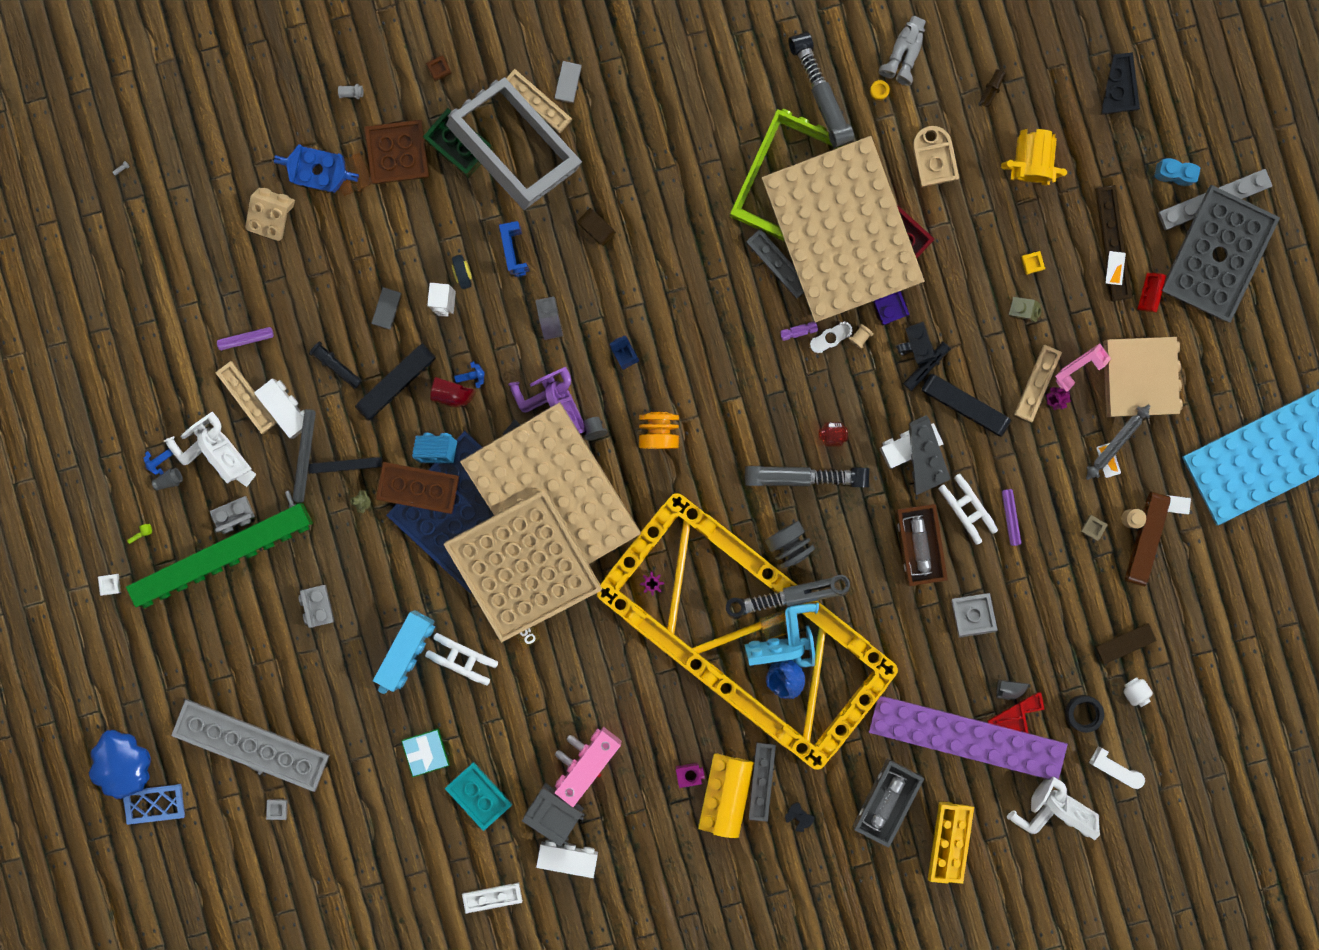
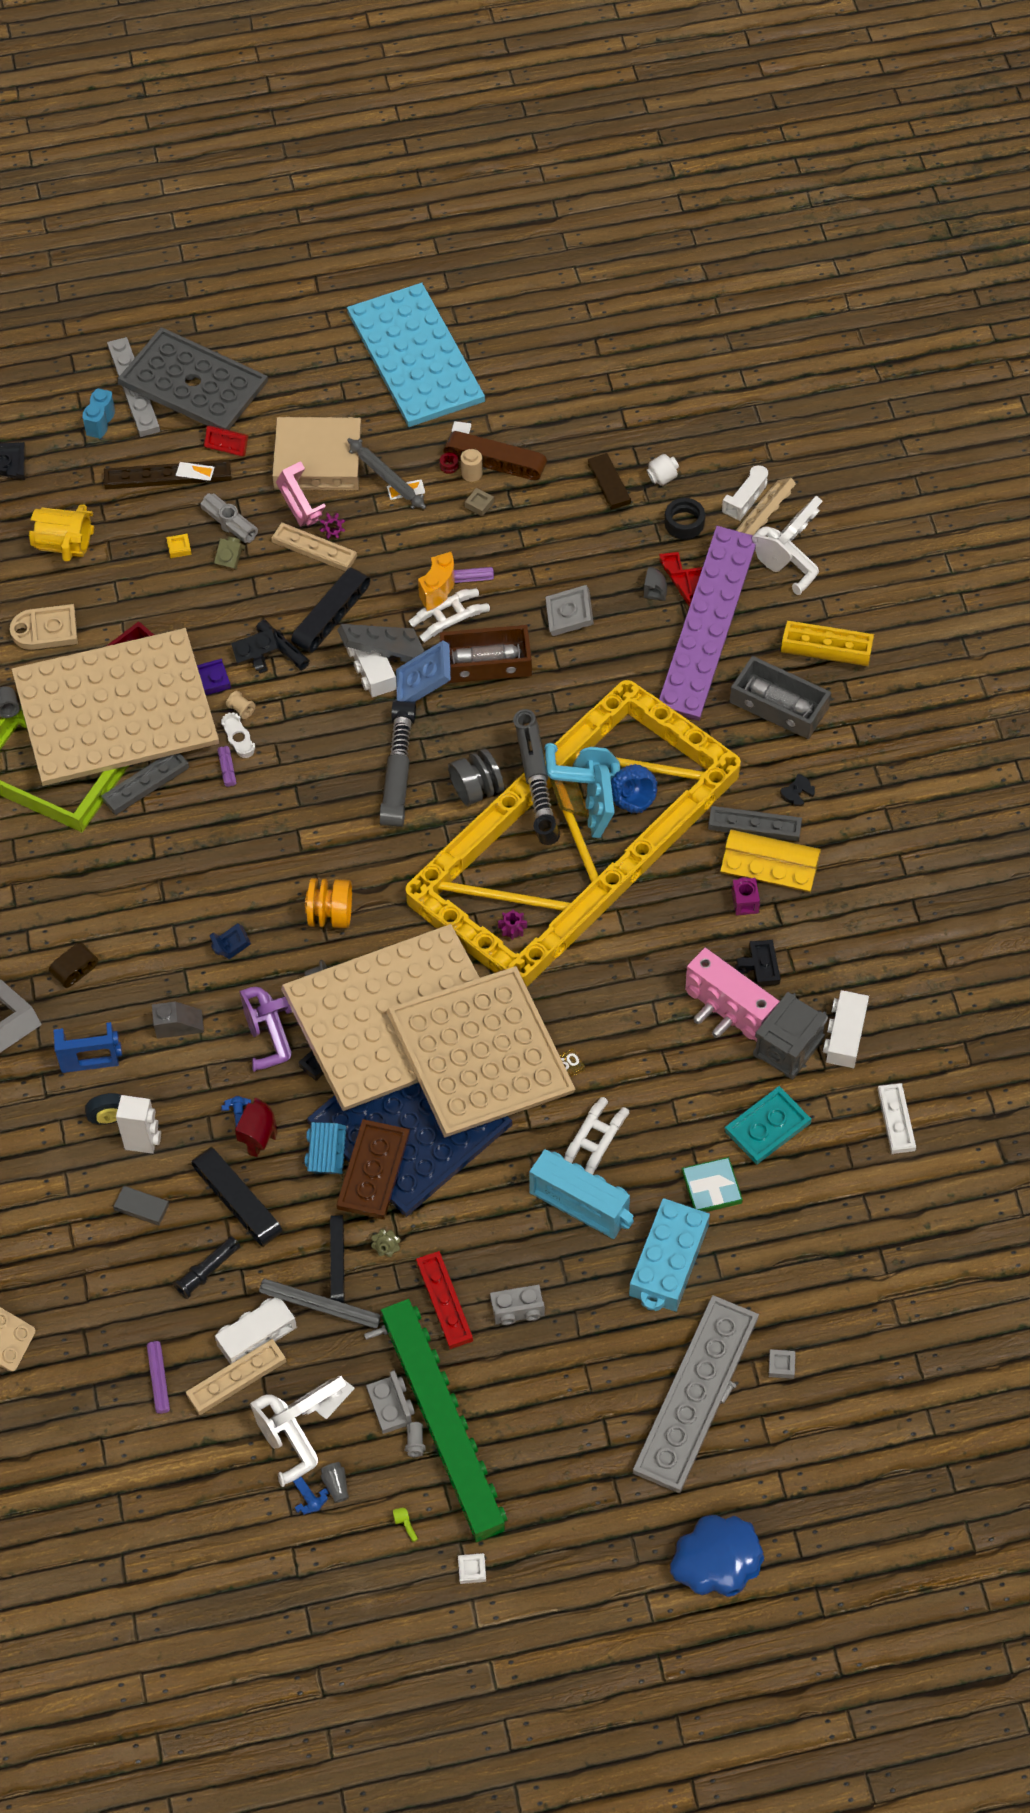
camera: 85 degrees left, 30 degrees down
(164, 816) = (773, 1490): medium blue window -> none
(203, 536) = (415, 1439): none -> light grey pin
(317, 550) = (444, 1300): none -> red plate
(359, 721) = (669, 1256): none -> medium azure piece
(626, 790) = (762, 962): none -> black plate
(833, 434) = (351, 734): clear red head -> none
(892, 492) = (424, 673): none -> medium blue plate
(992, 499) = (437, 582): none -> light orange brick
(1070, 296) = (229, 518): none -> light grey piece
(1097, 784) = (766, 506): none -> tan plate
(1138, 503) = (449, 457): none -> dark red bush

